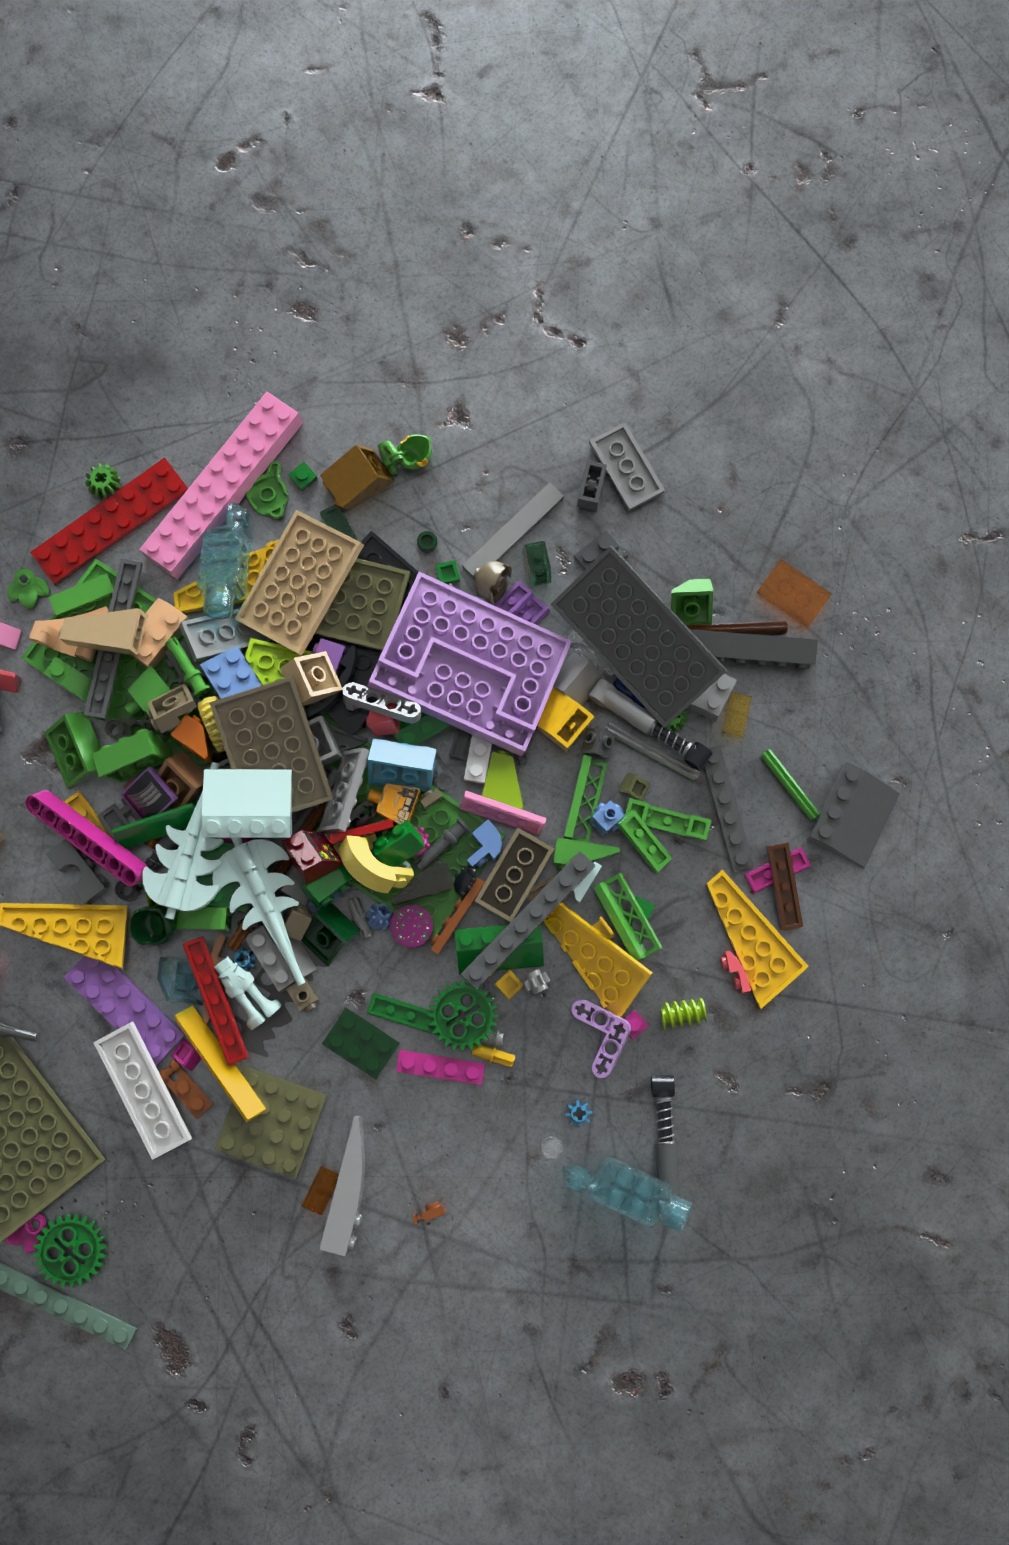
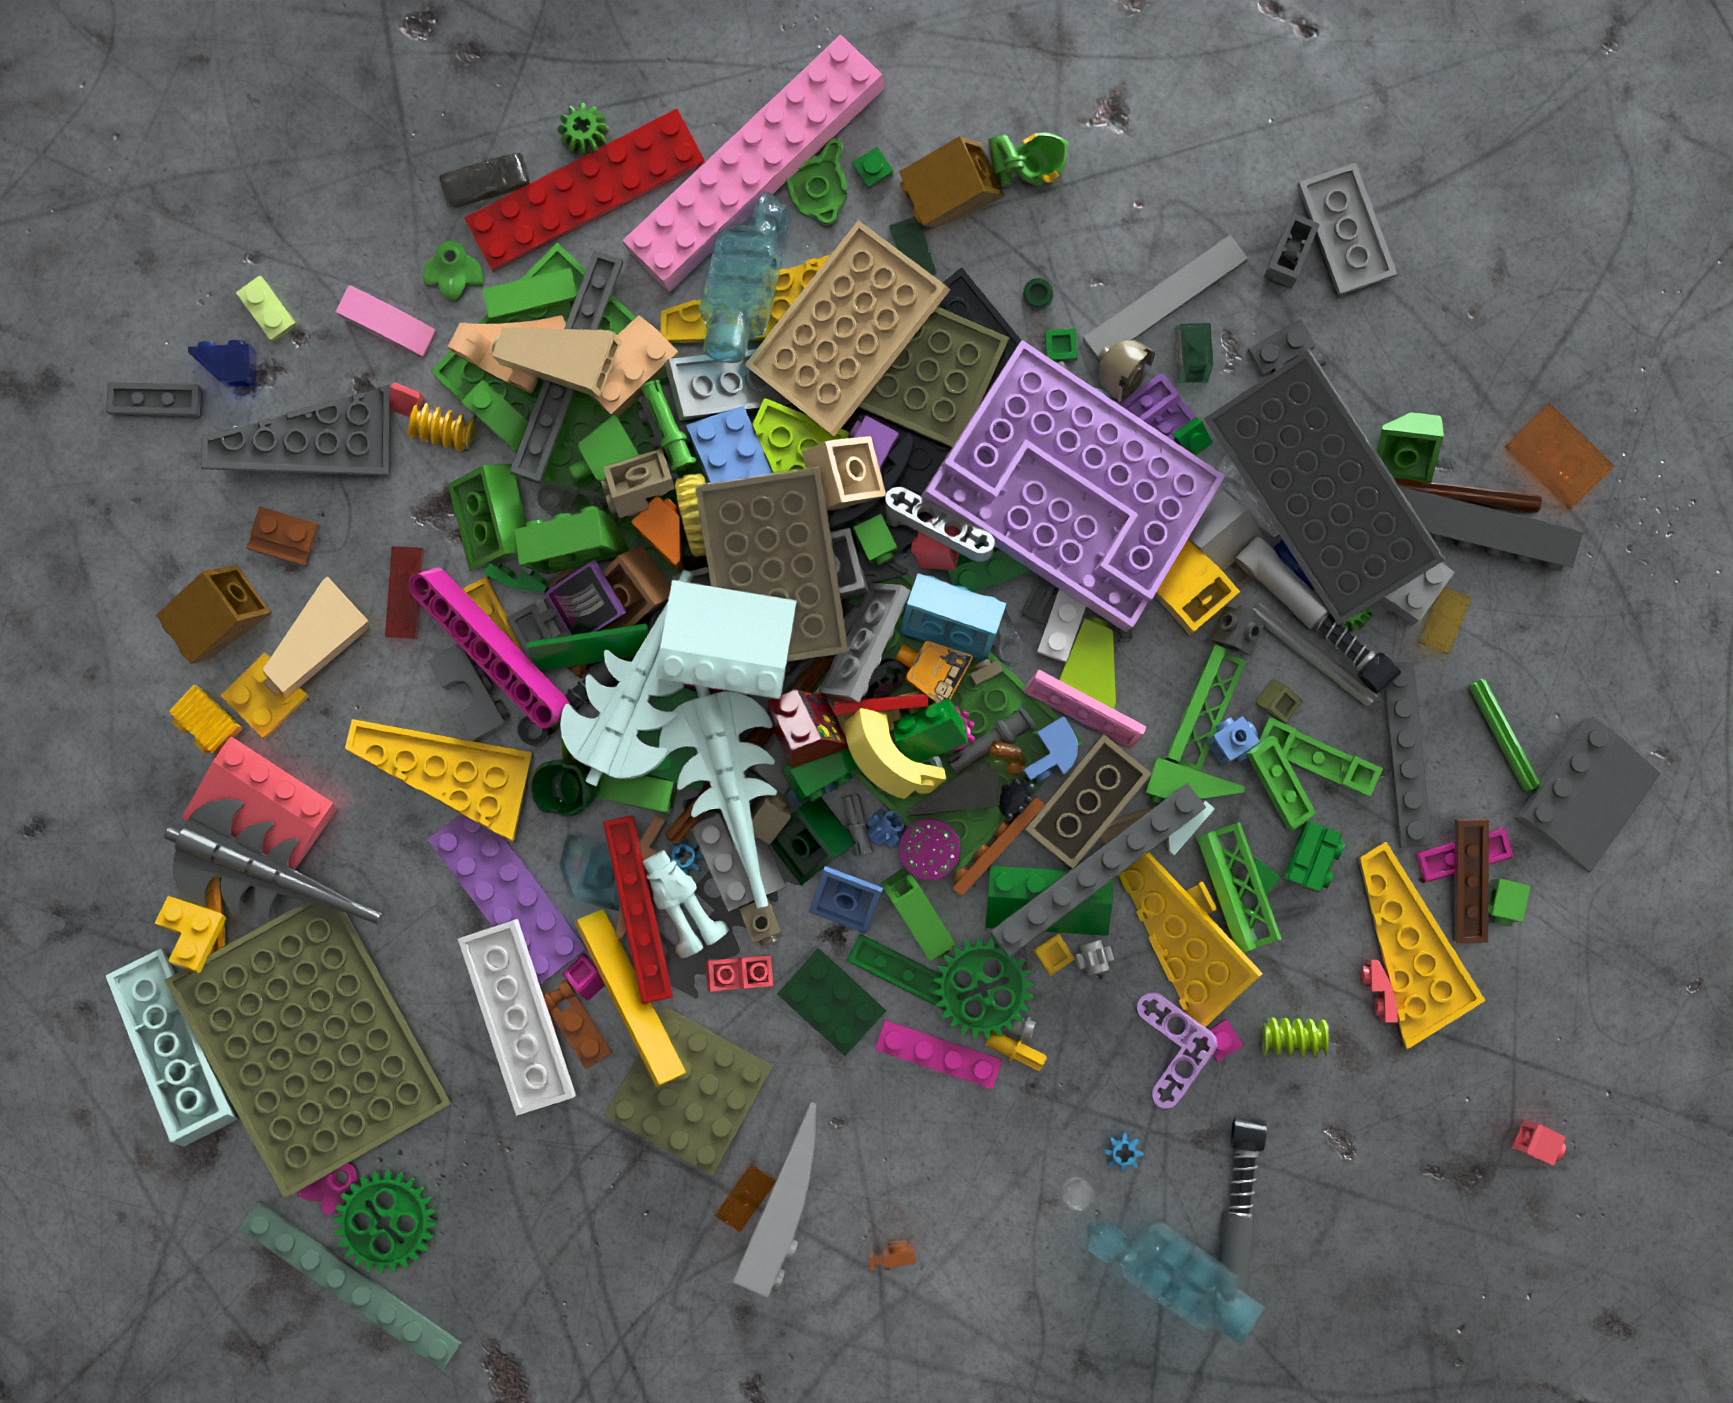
camera: 15 degrees right, 5 degrees up
(23, 821) = (402, 607): none -> clear red plate
(33, 696) = (441, 428): none -> yellow piece
(40, 525) = (484, 180): none -> clear smoke beam
(105, 790) = (525, 583): none -> green slope
(293, 1034) = (739, 973): none -> coral slope
(341, 721) = (876, 540): none -> bright green brick
(359, 970) = (845, 899): none -> medium blue slope
(411, 972) = (918, 914): none -> bright green slope
(457, 851) = (1012, 755): none -> clear orange arm
(546, 619) = (1193, 436): none -> green plate
(675, 887) = (1313, 857): none -> green brick
(812, 896) = (1507, 901): none -> bright green brick
(863, 1057) = (1540, 1142): none -> coral slope

